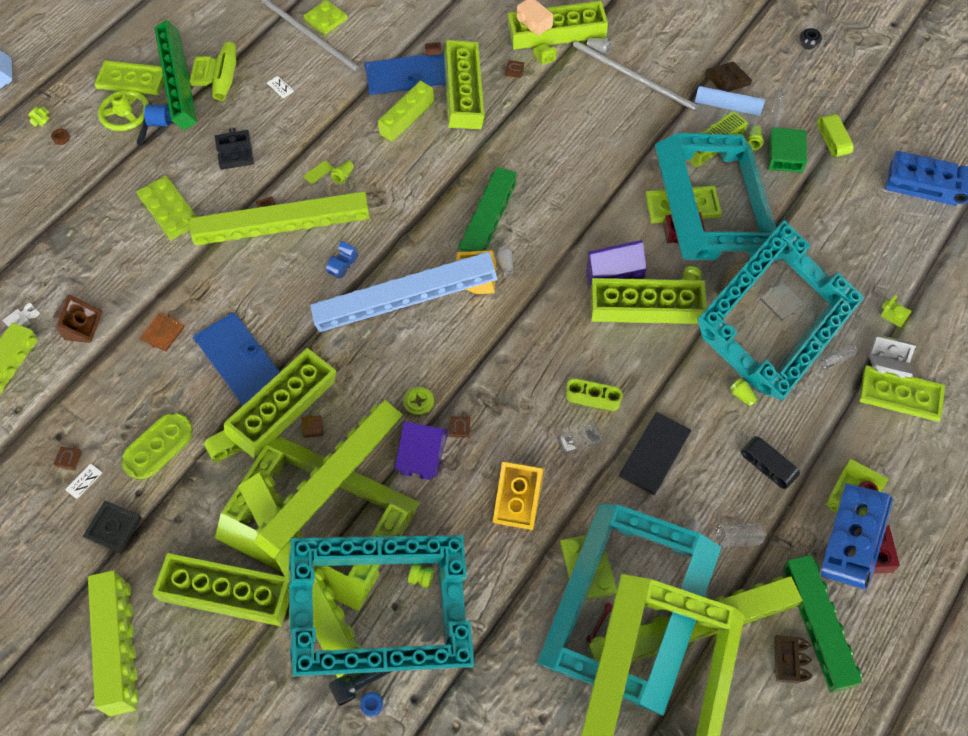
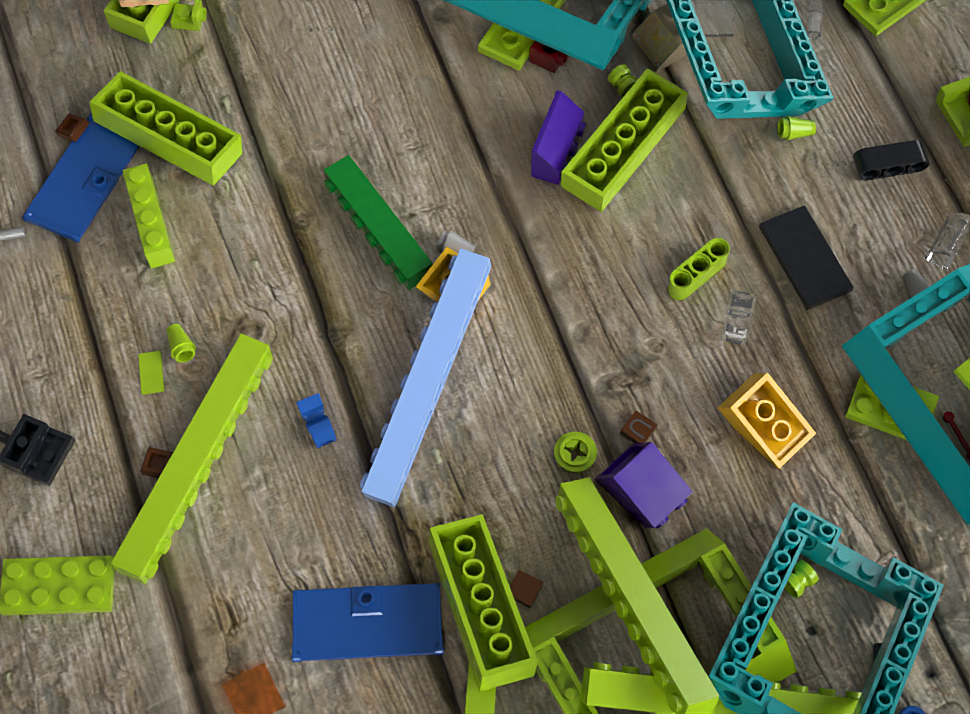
camera: 55 degrees left, 5 degrees up
(514, 69) = (182, 61): reddish brown tile -> none

